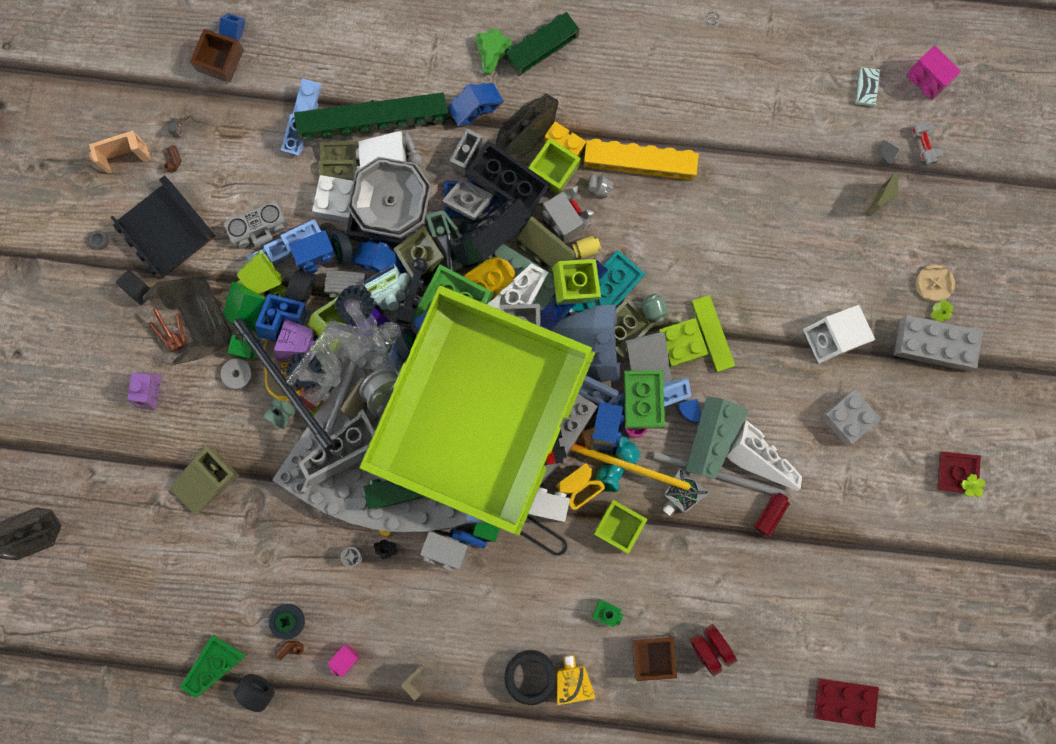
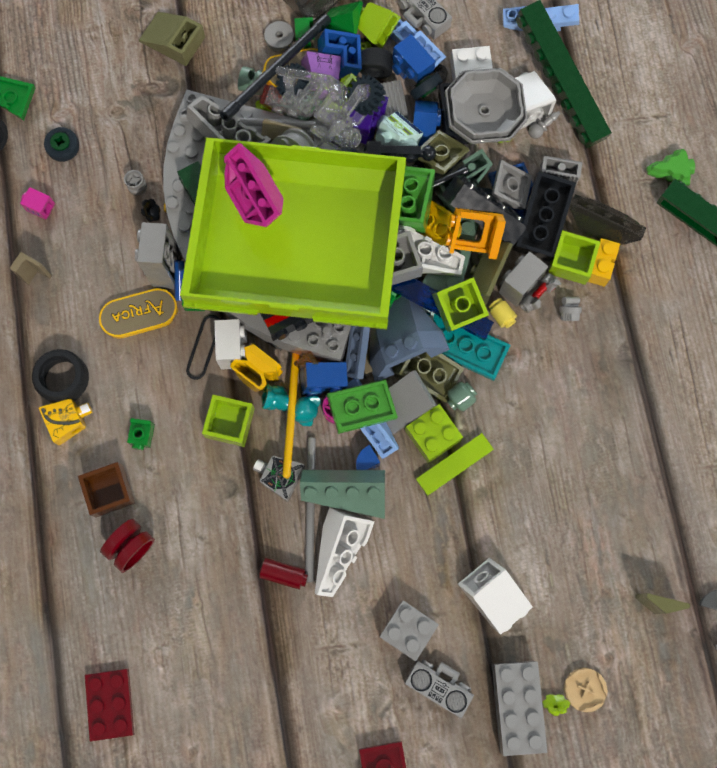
camera: 75 degrees right, 5 degrees down
(293, 647) = (39, 154): reddish brown arm -> none
(338, 159) = (512, 59): olive slope -> none
(433, 436) = (251, 187): none -> dark pink wedge
(474, 101) = (612, 163): blue brick -> none
(486, 587) = (138, 313): none -> dark tan tile
(523, 235) = (491, 234): none -> light orange window
(641, 160) = (611, 342): yellow brick -> none
(912, 401) = (448, 695): none -> light grey piece

